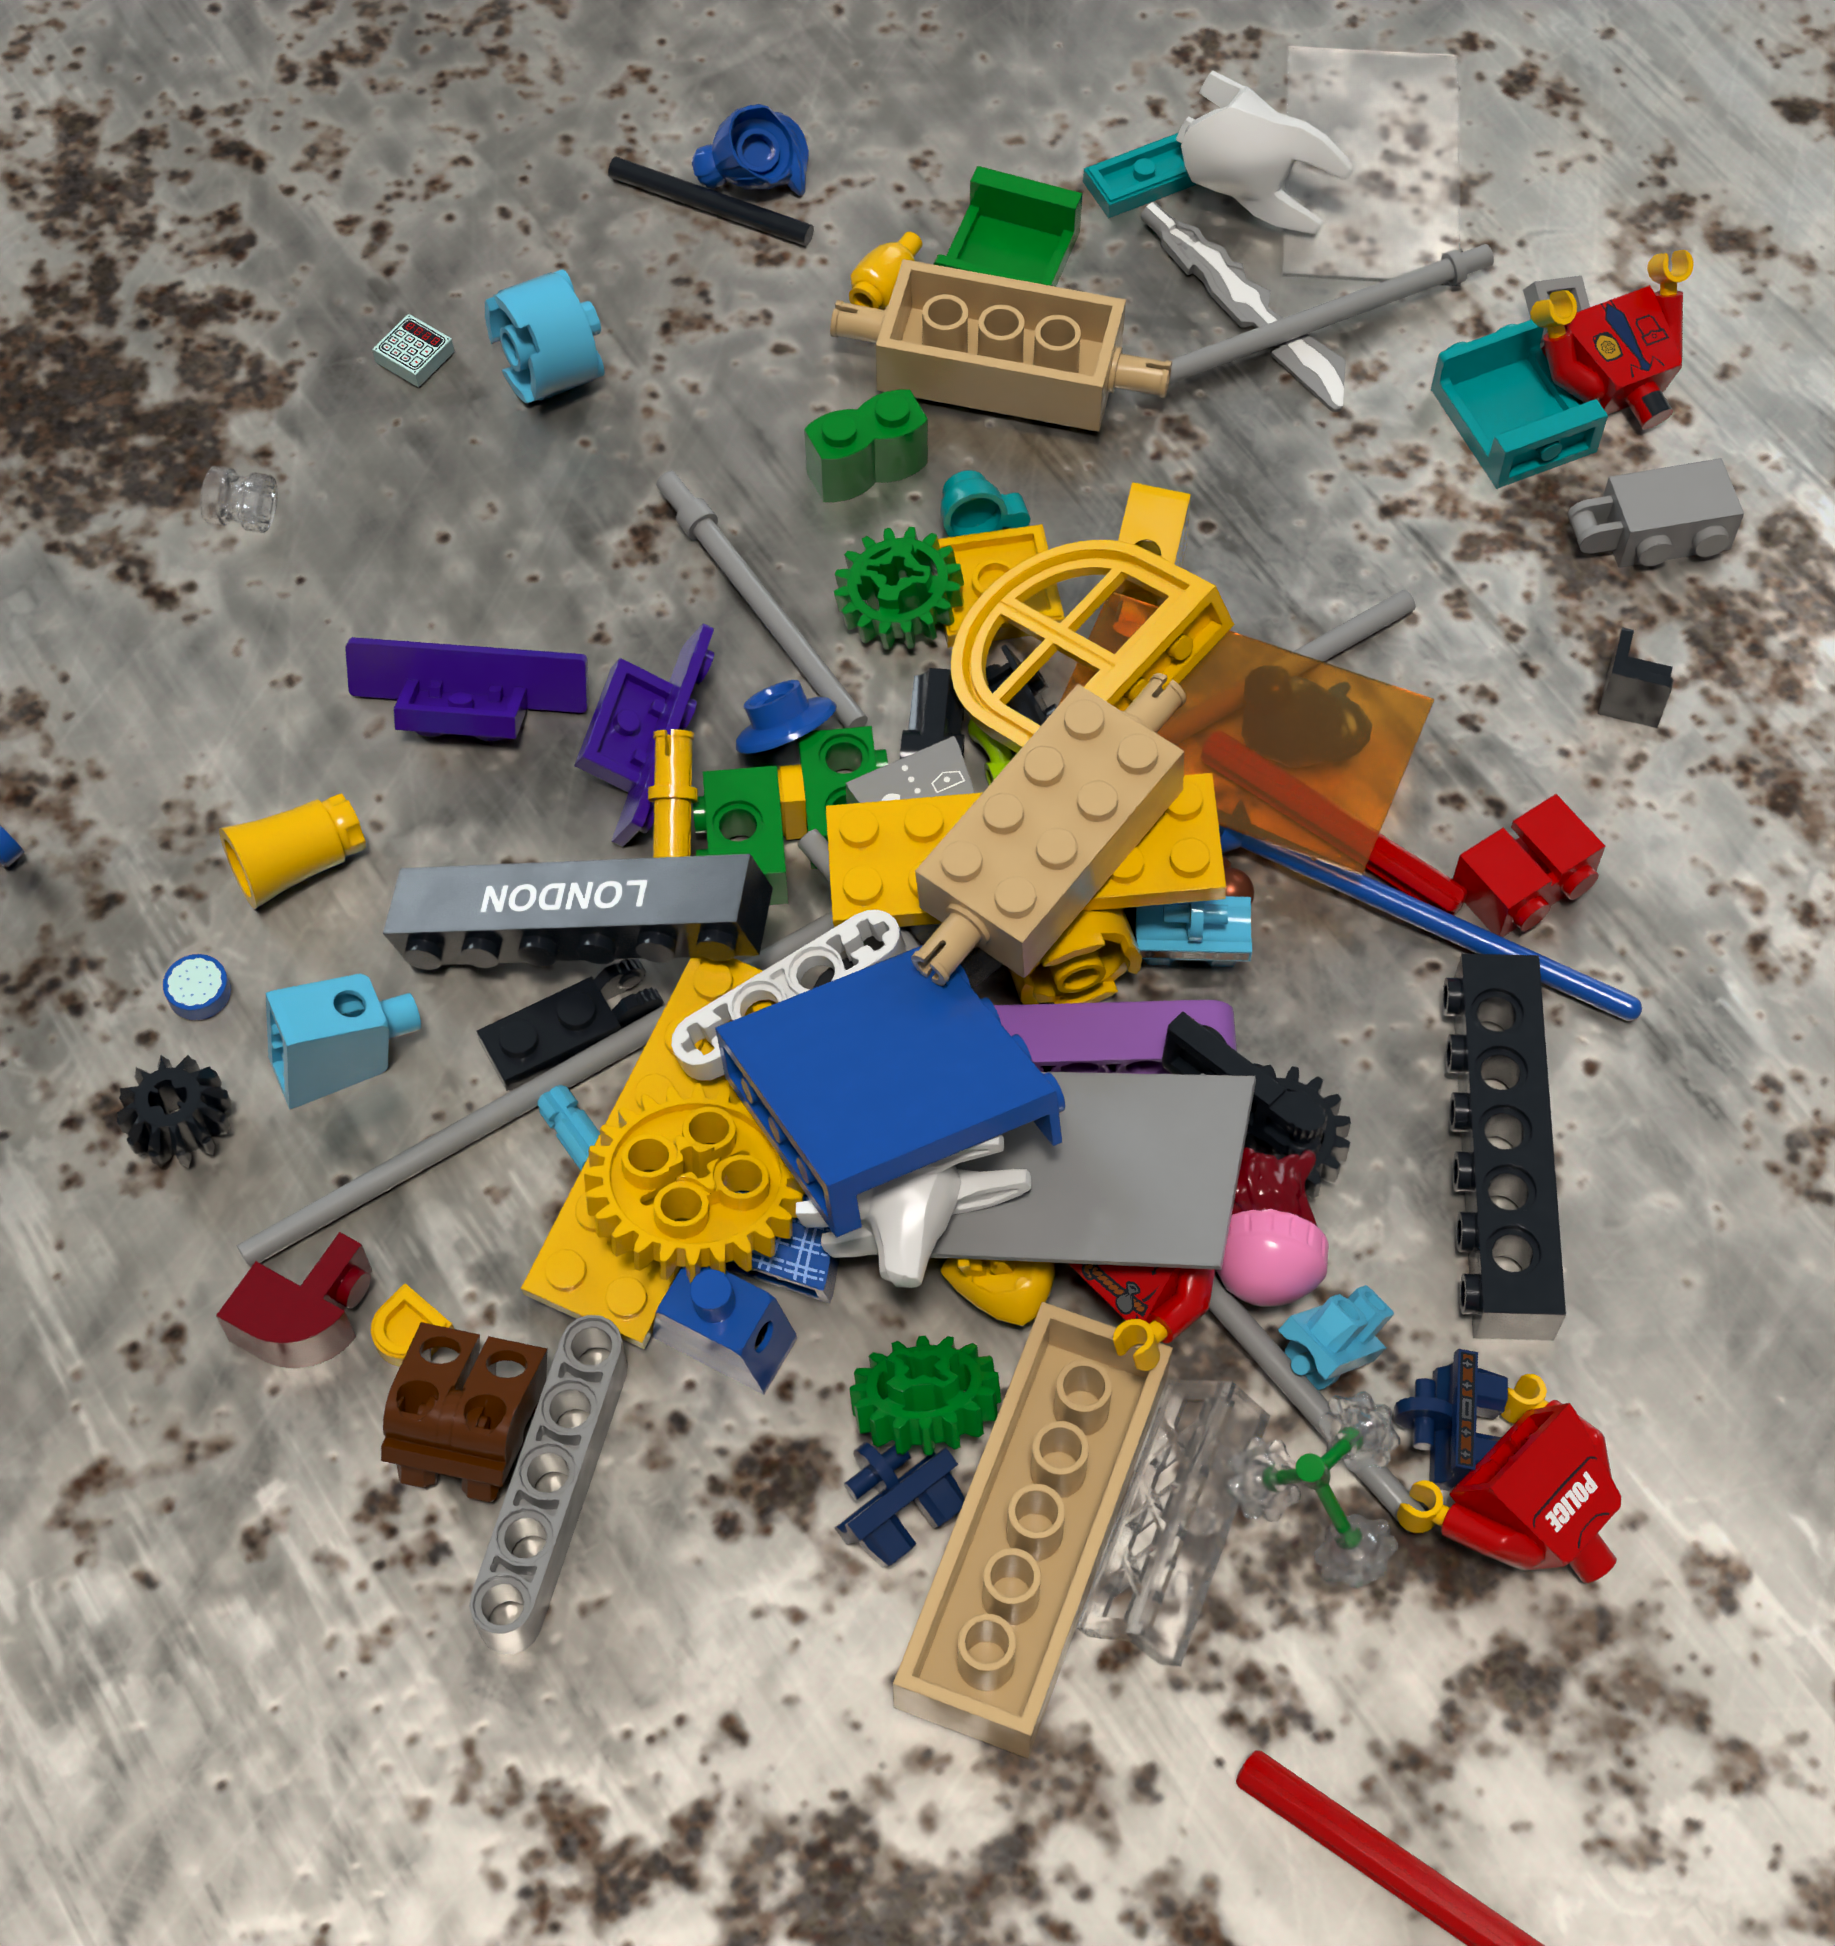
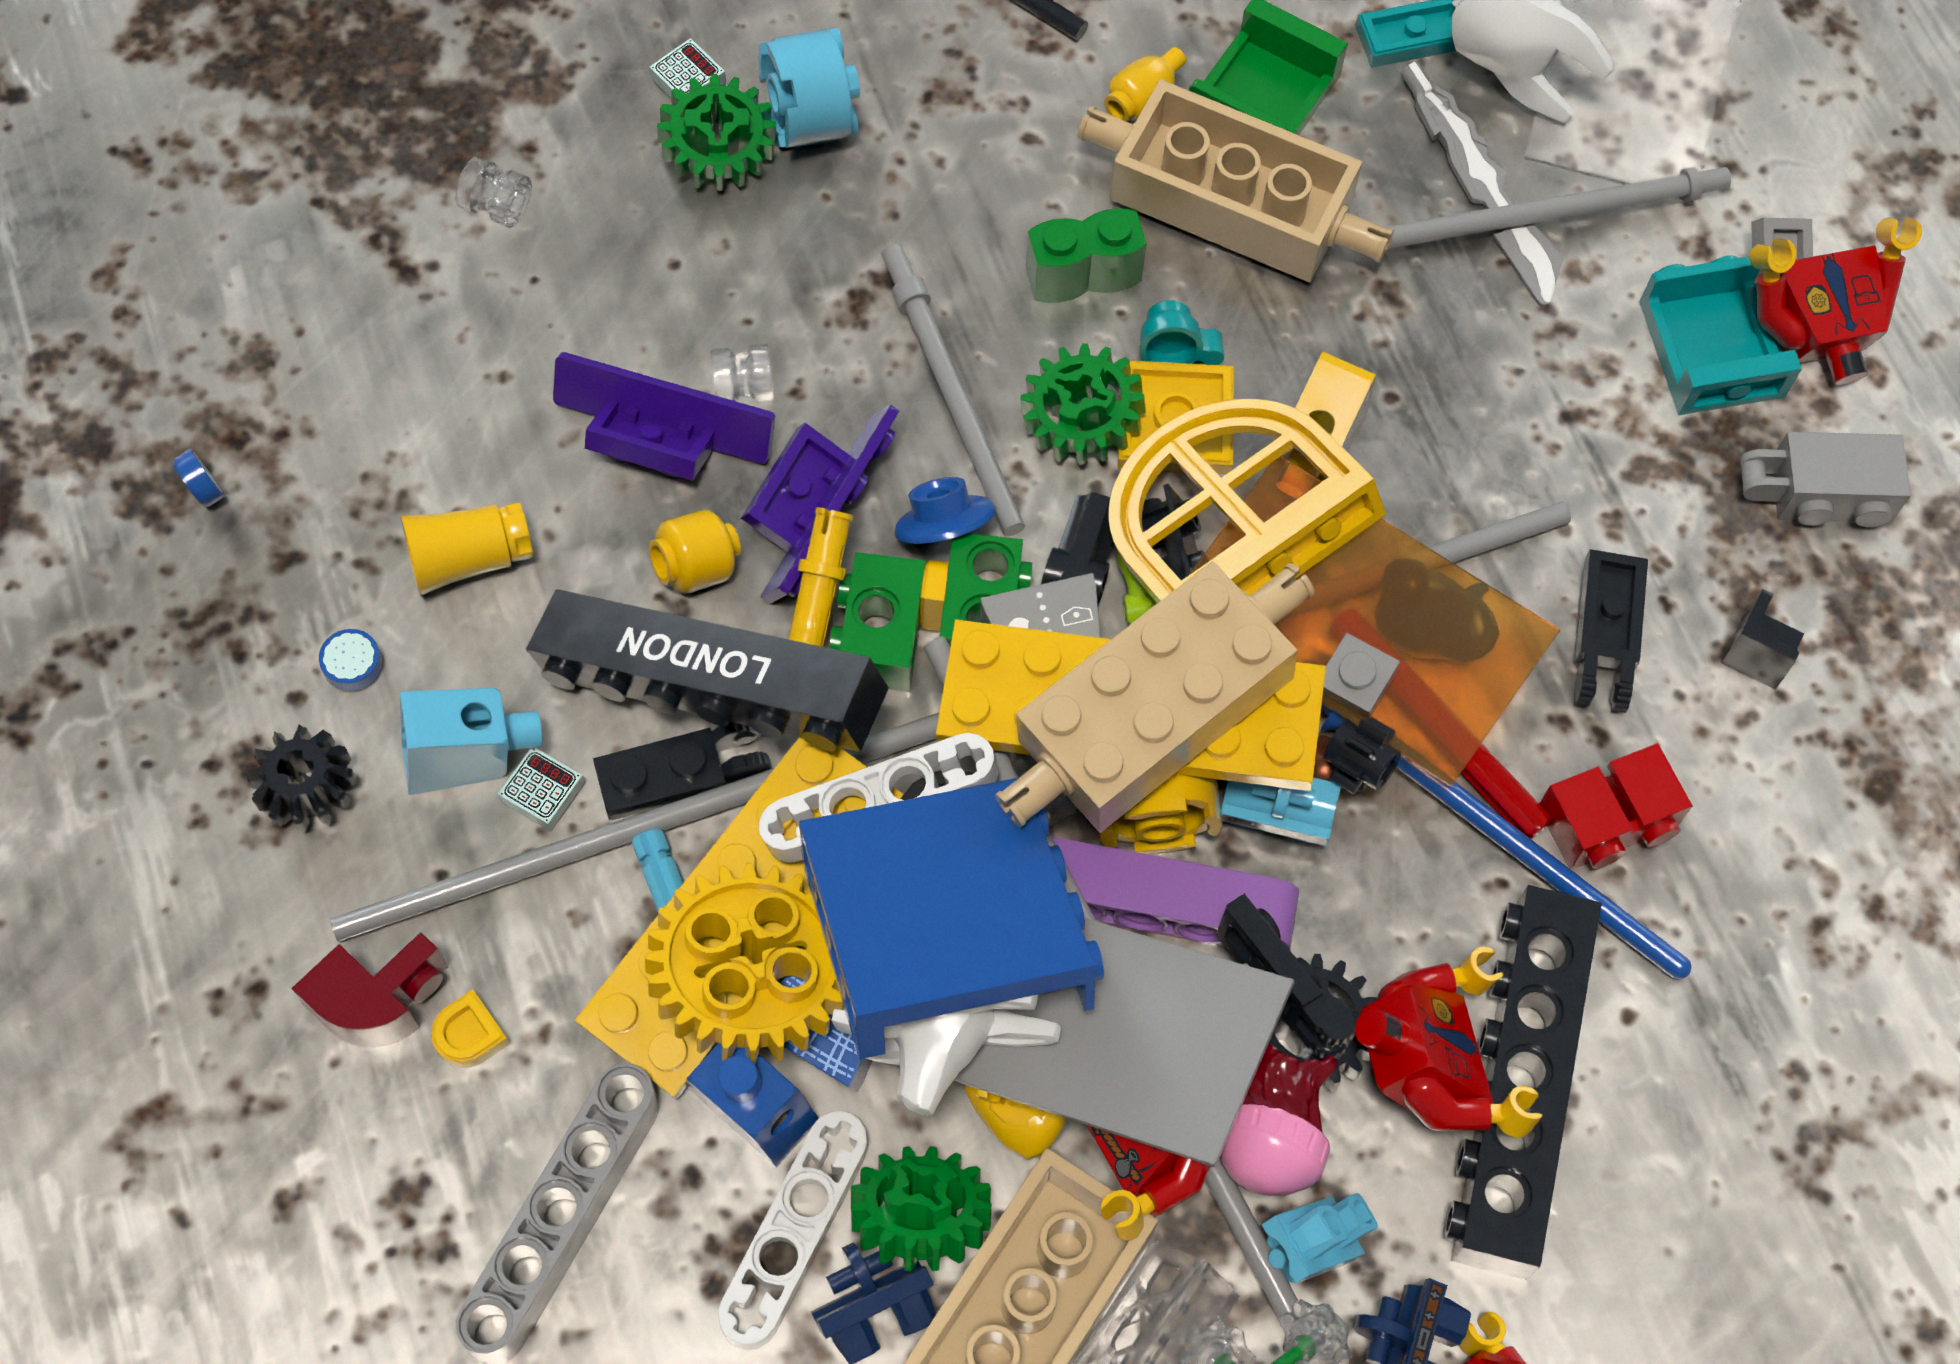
camera: 10 degrees right, 5 degrees up
(429, 1072) = (541, 788): none -> tile
(433, 409) = (689, 137): none -> green gear
(459, 1413) = (491, 1130): reddish brown hips -> none
(534, 807) = (694, 551): none -> yellow head
(543, 626) = (742, 373): none -> clear wheel
(797, 1448) = (786, 1225): none -> white beam
(1245, 784) = (1359, 675): none -> light grey plate
(1266, 862) = (1362, 755): none -> black gear
(1405, 1134) = (1429, 1053): none -> red torso
(1480, 697) = (1610, 624): none -> black hinge

